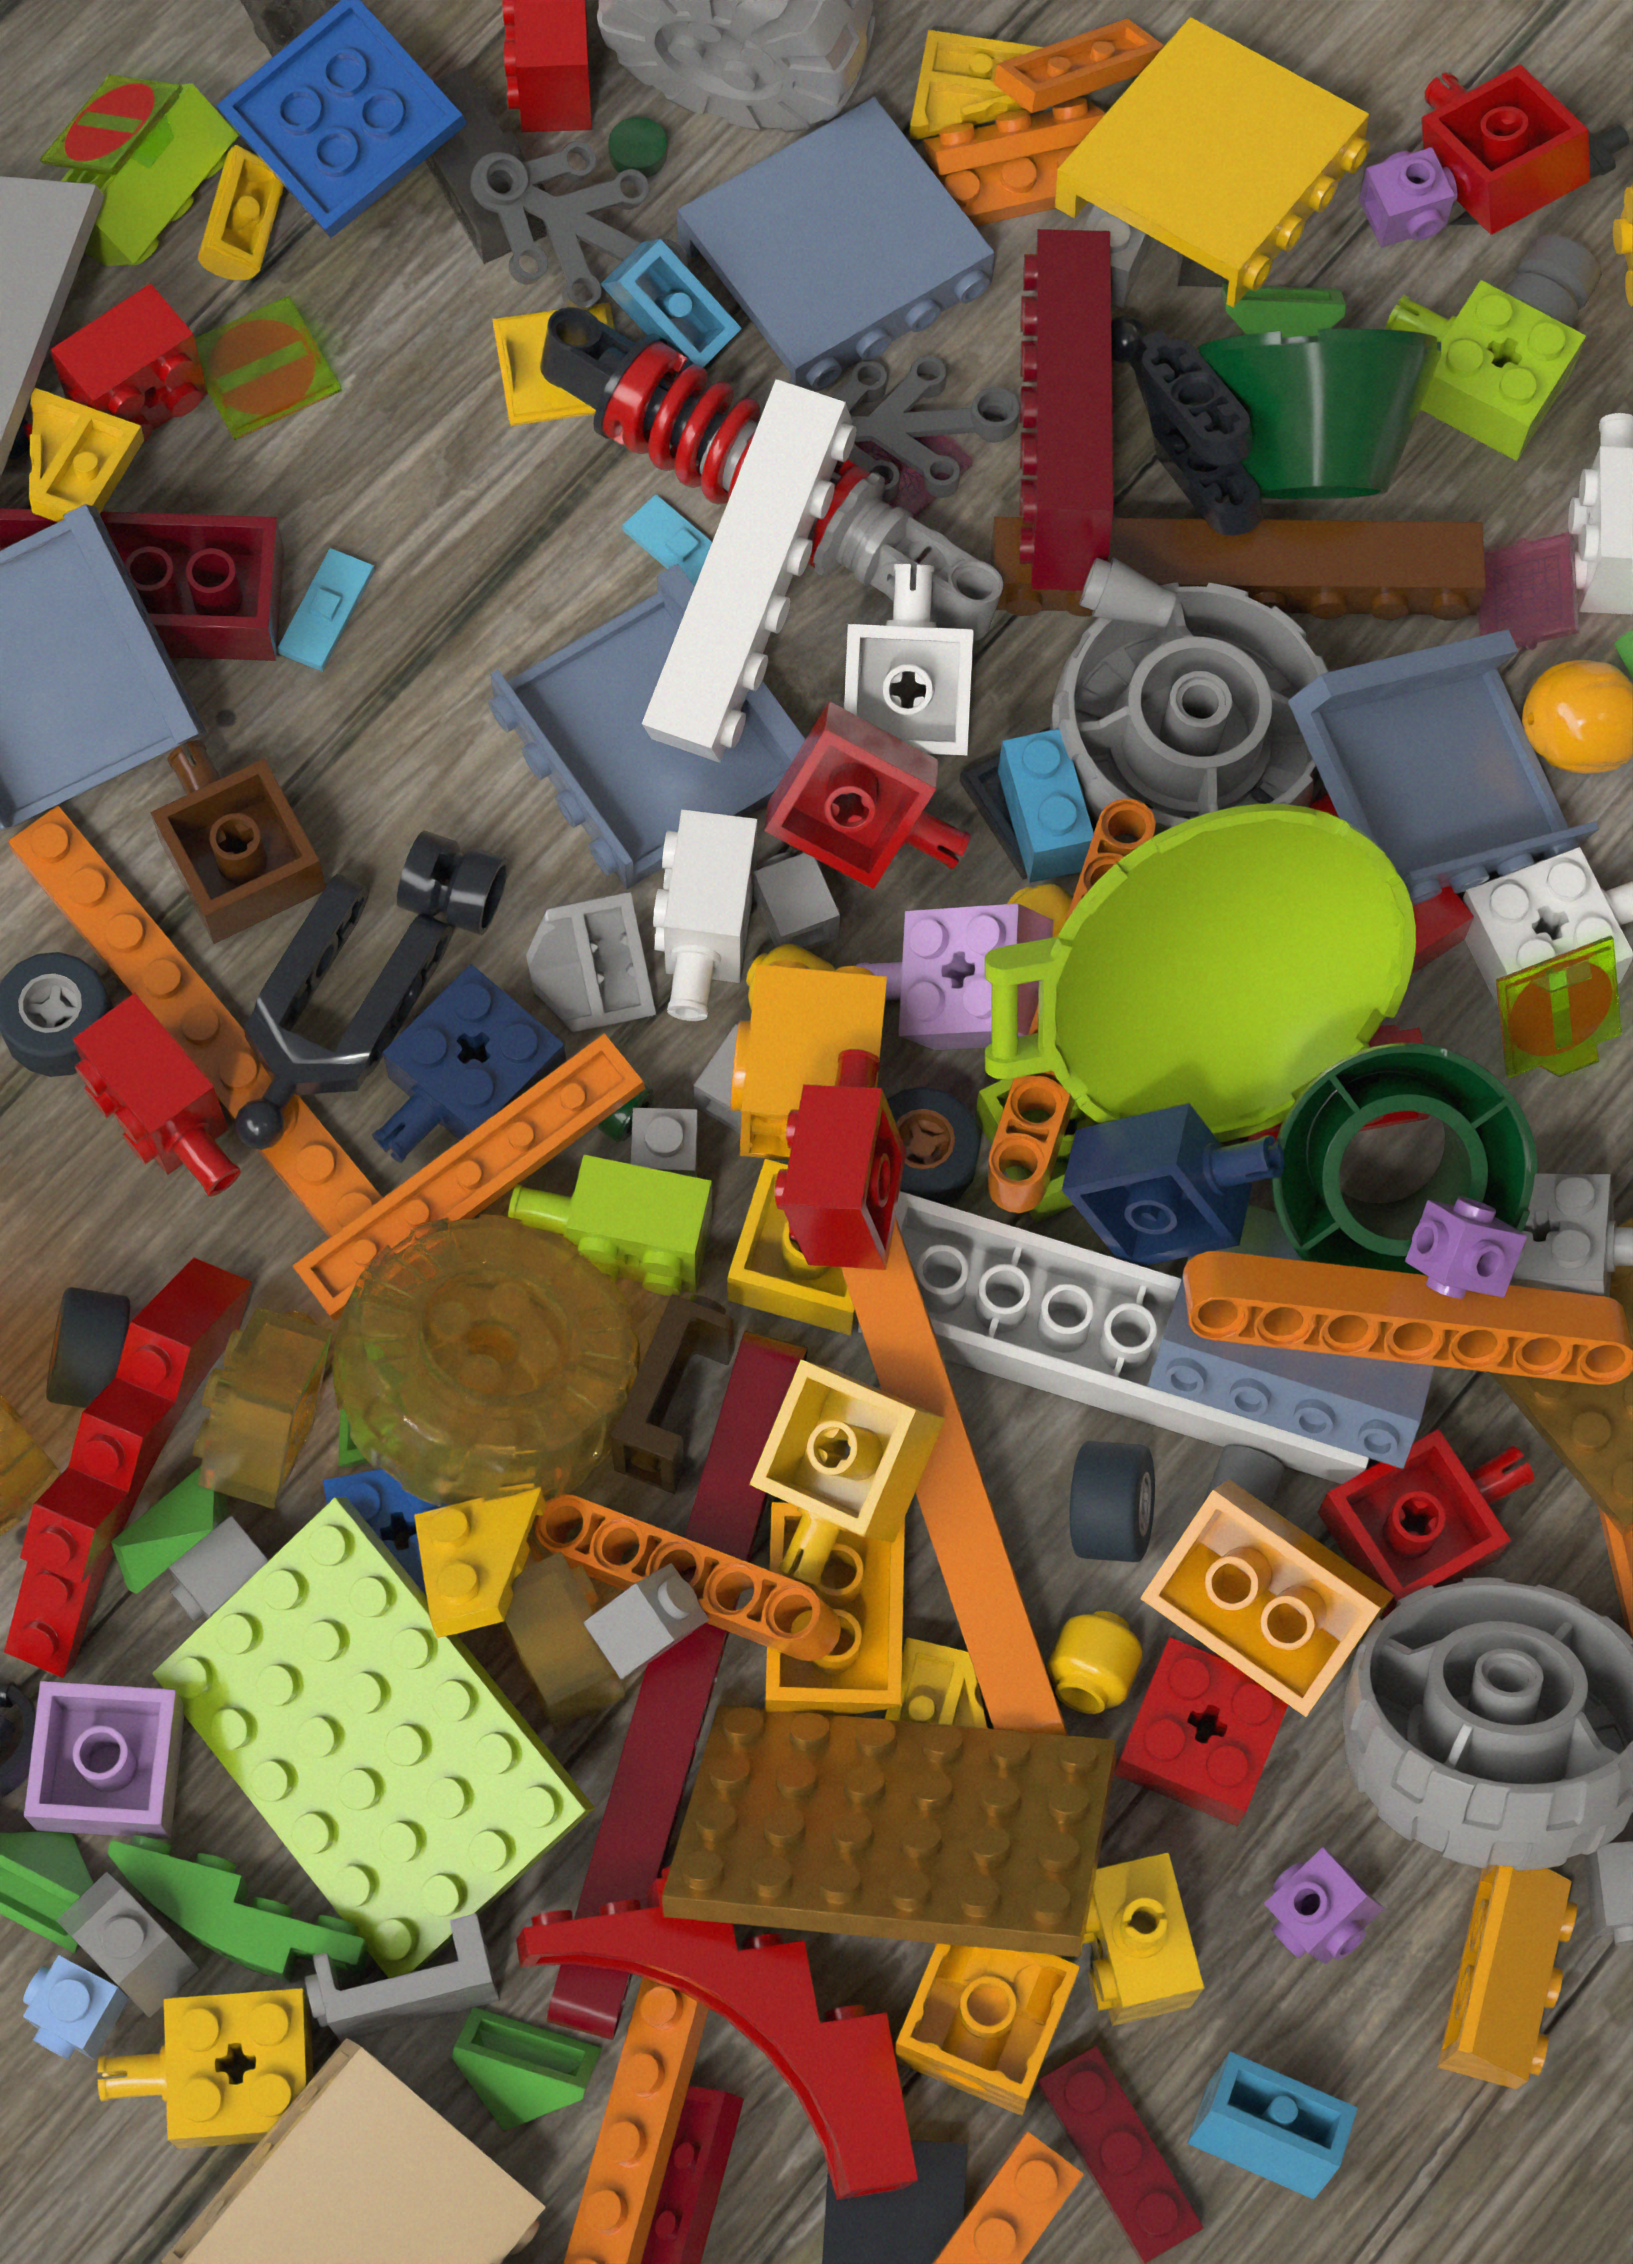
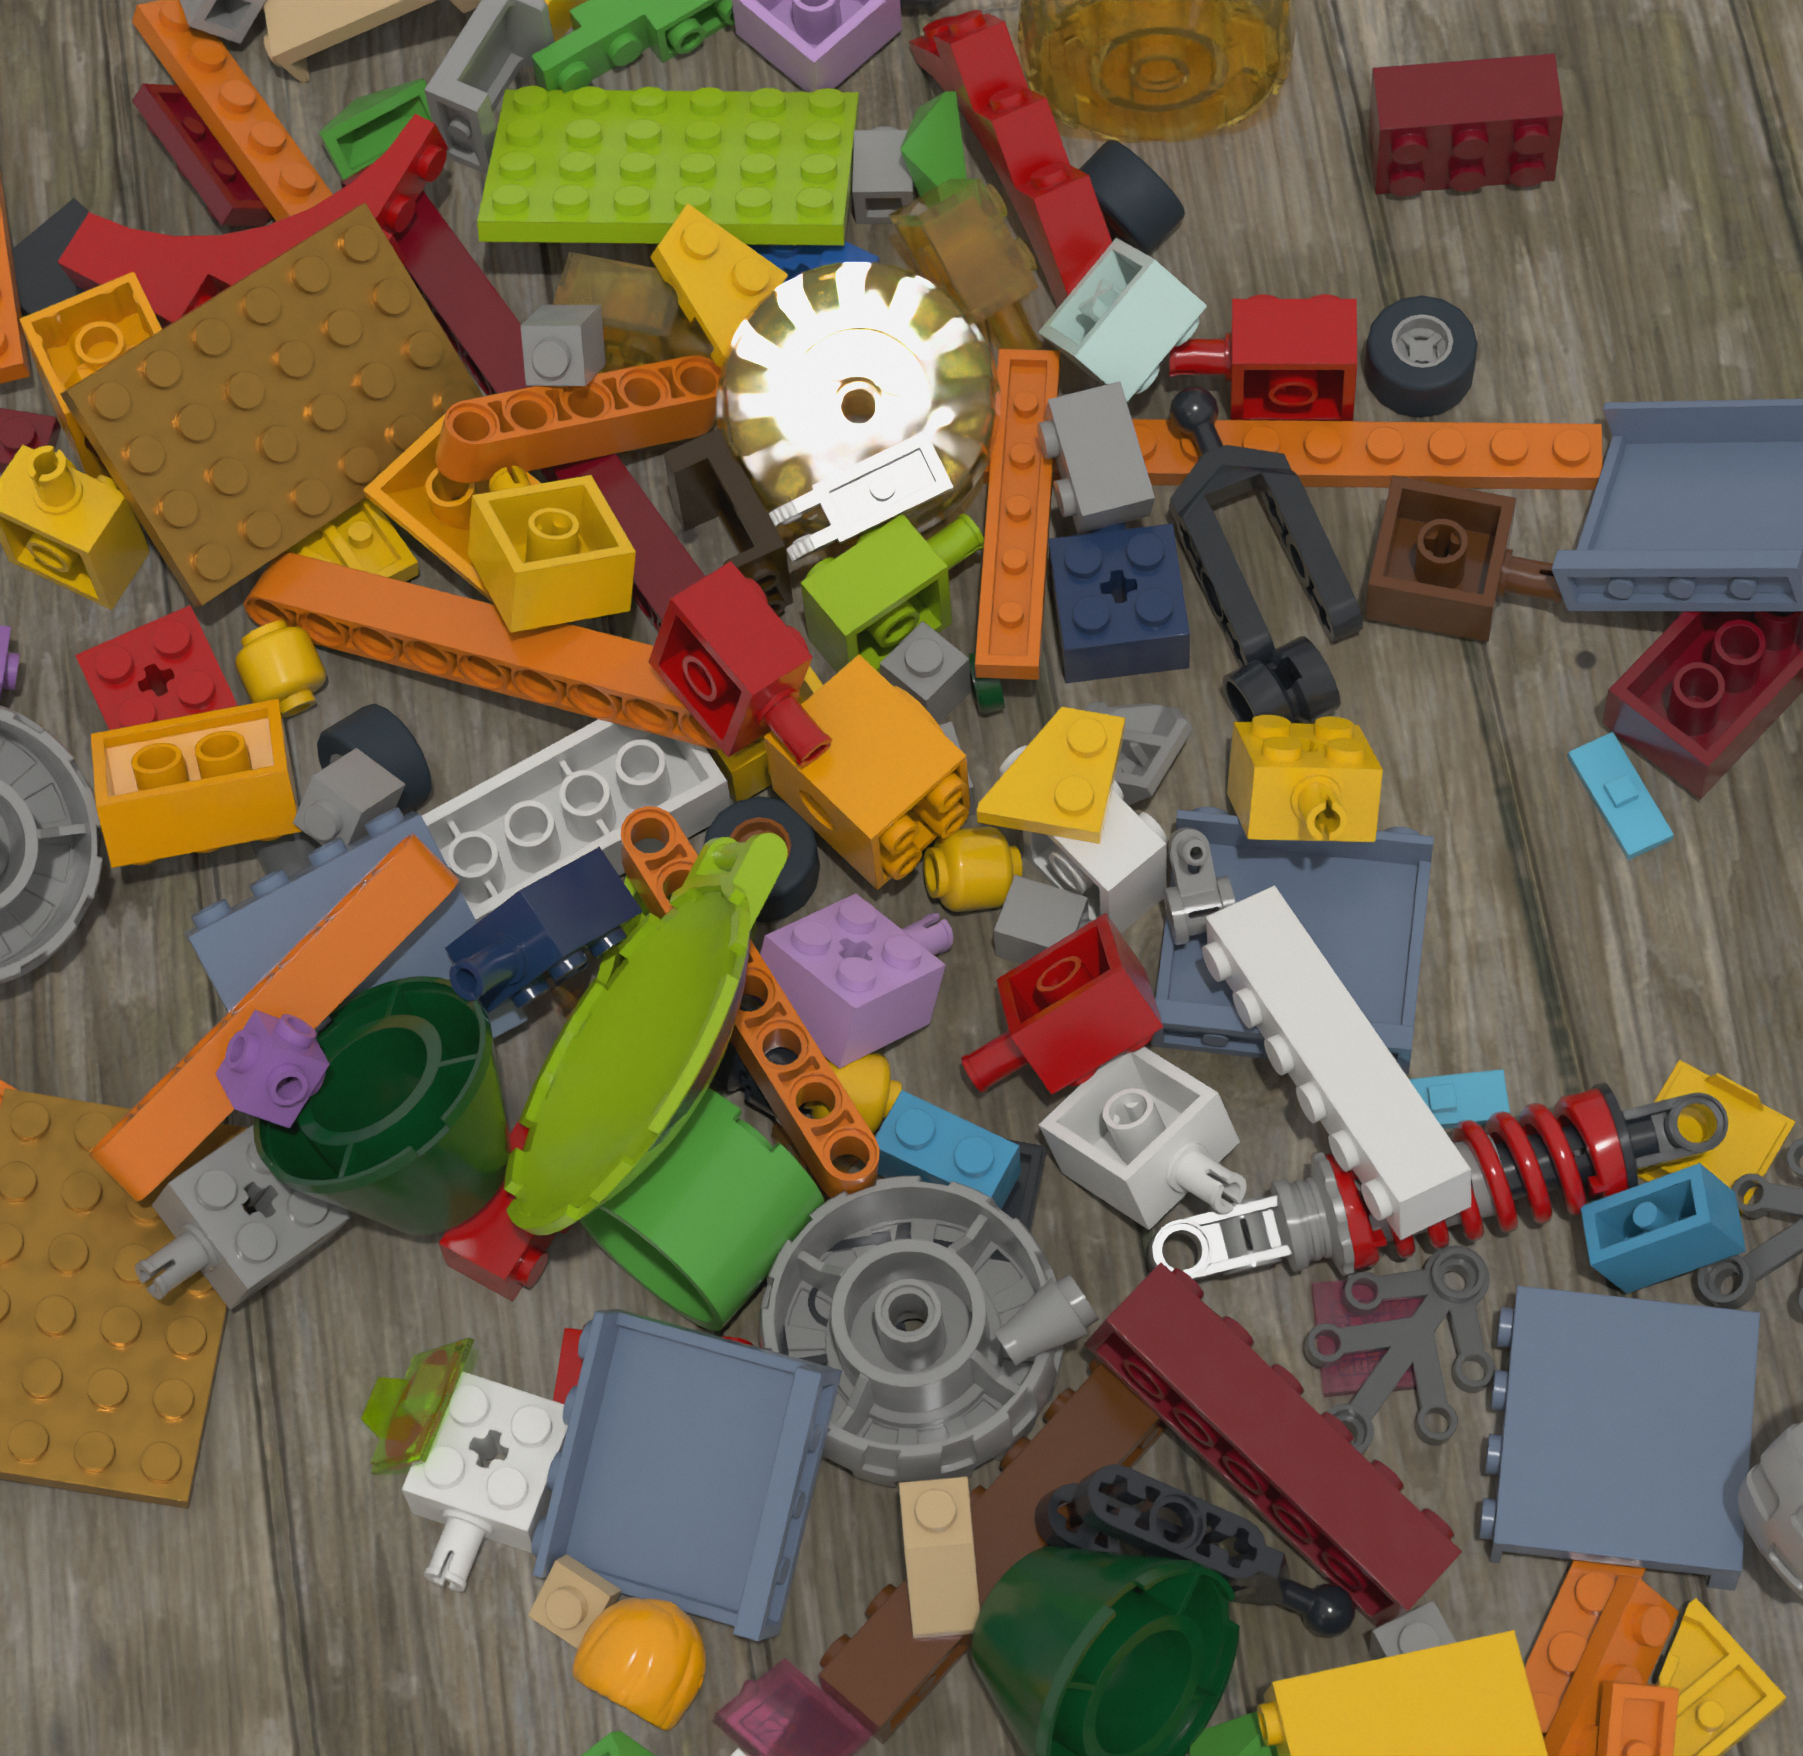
camera: 140 degrees right, 5 degrees down
(232, 1221) = (1123, 319): none -> light aqua brick
(381, 1133) = (1096, 458): none -> light grey brick
(531, 777) = (1304, 780): none -> yellow brick
(580, 1265) = (868, 494): none -> white hinge
(673, 789) = (1195, 888): none -> light grey piece
(696, 915) = (1060, 778): none -> yellow wing
(1181, 1448) = (346, 798): none -> light grey brick
(1337, 562) = (940, 1557): none -> tan slope
(1438, 1492) = (139, 962): red brick -> none
(1581, 799) = (572, 1599): none -> tan plate

